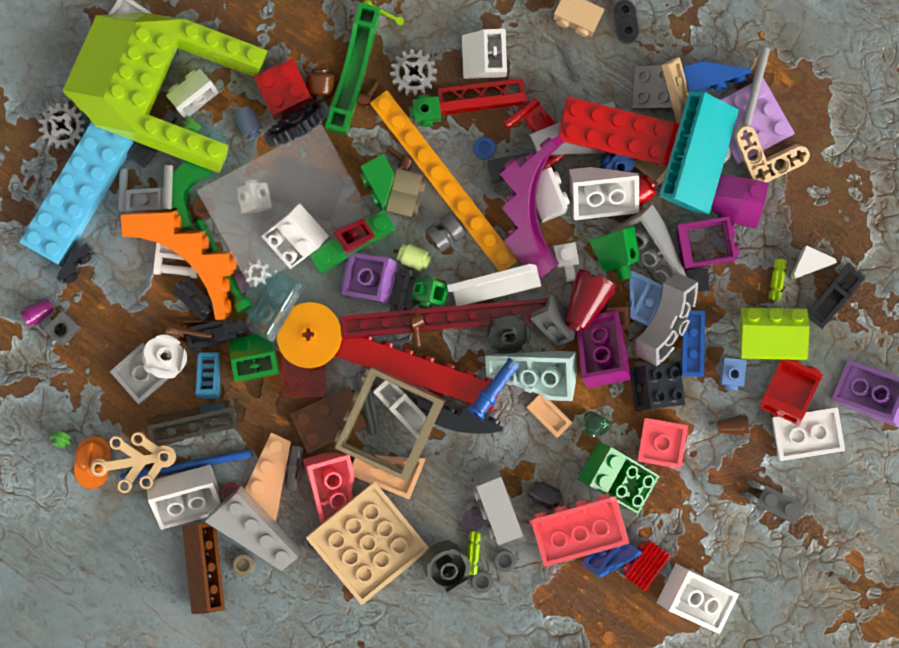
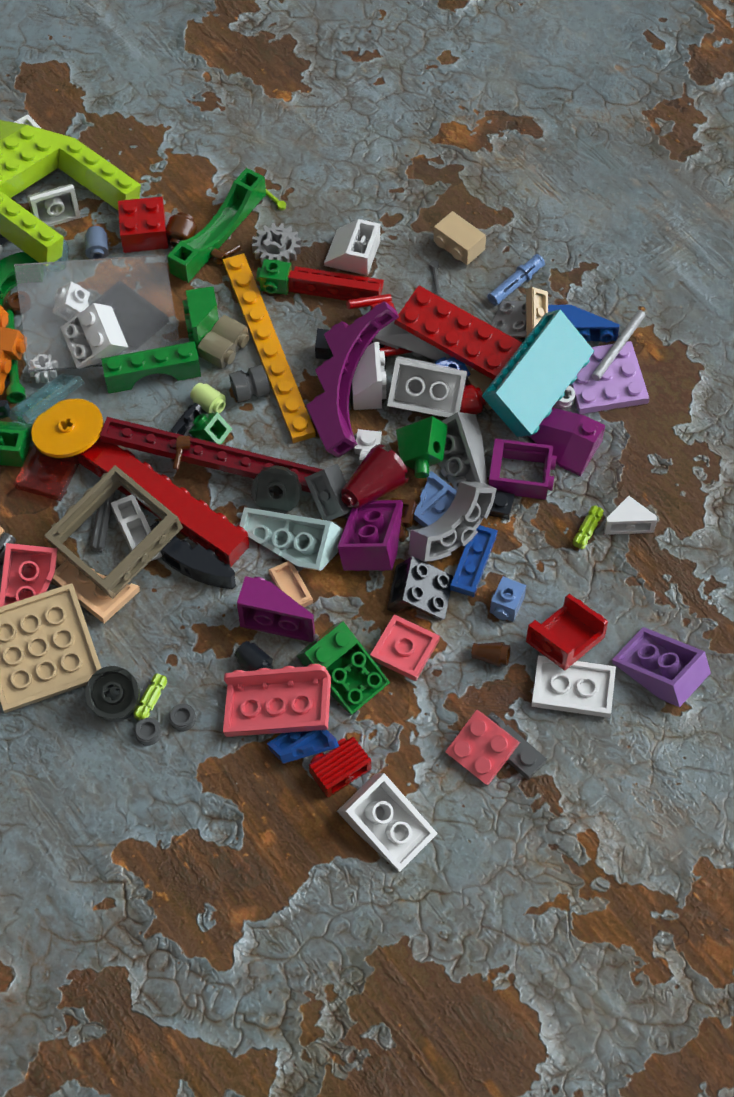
camera: 15 degrees right, 25 degrees down
(241, 282) = (23, 373): clear purple tile -> none
(296, 124) = (140, 243): black gear -> none
(321, 421) = (36, 518): reddish brown plate -> none
(354, 236) = (150, 348): dark red slope -> none
(368, 277) = (156, 402): medium lavender slope -> none
(405, 162) = (236, 315): reddish brown hand -> none
(473, 520) = (165, 664): clear purple tile -> none
(484, 148) = (321, 323): blue tile -> none
(487, 397) = (228, 535): blue pin -> none
(495, 285) = (281, 441): white fence -> none
(496, 505) = (194, 652): wedge -> none
(538, 448) = (272, 611): none -> magenta slope
(595, 424) = (337, 605): clear green cone -> none
(625, 21) = (506, 257): black plate -> none
(645, 34) = (522, 274): none -> medium blue pin
(752, 513) = (482, 747): none -> coral plate
(761, 162) = (604, 410): tan beam -> none
(774, 333) = (565, 567): lime slope -> none
(835, 295) = (648, 557): black slope -> none

